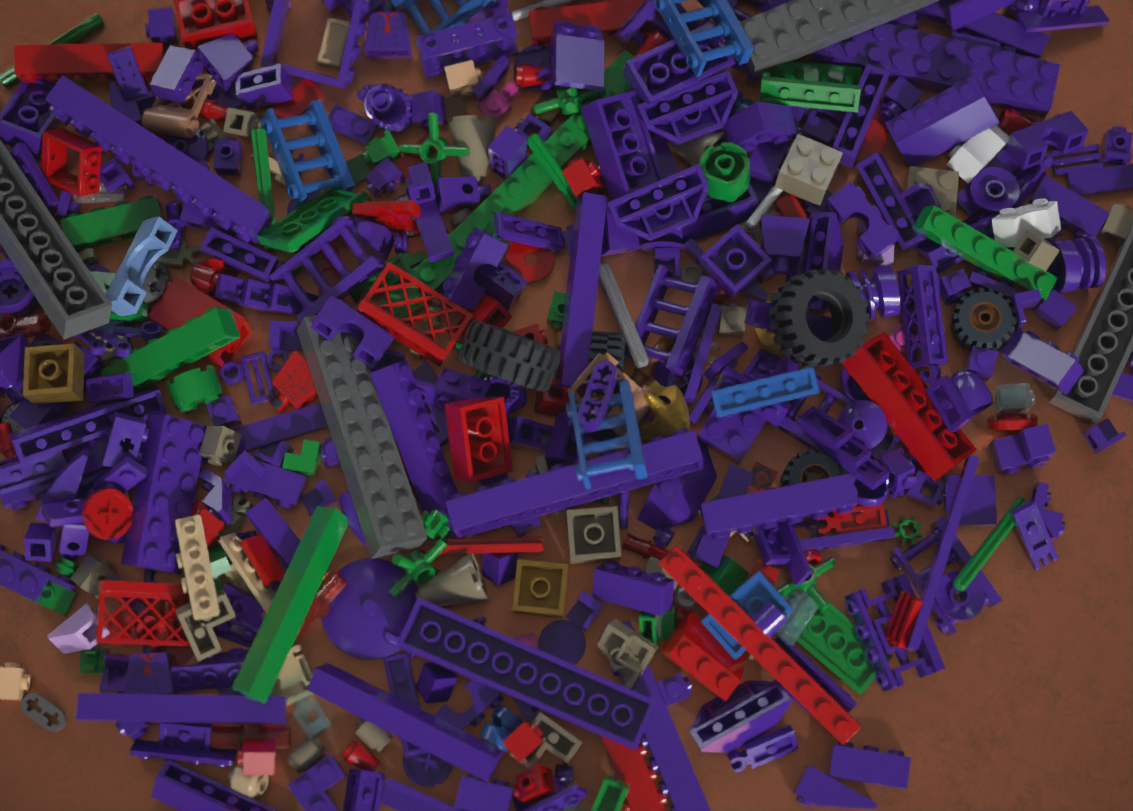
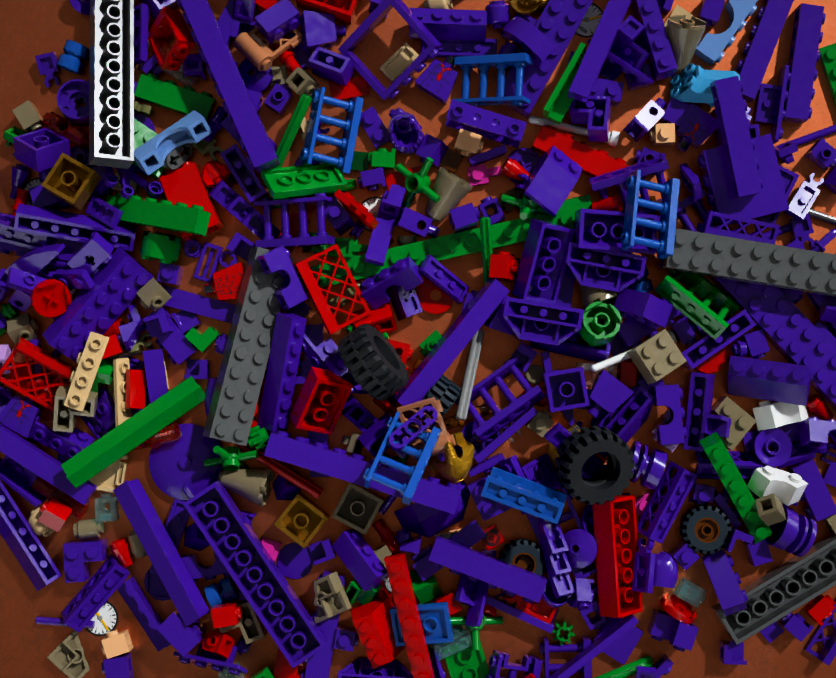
camera: 35 degrees right, 10 degrees up
(681, 536) = (411, 545): none -> dark purple slope
(729, 358) = (517, 449): dark purple plate -> none
(769, 618) = (433, 638): dark purple brick -> none

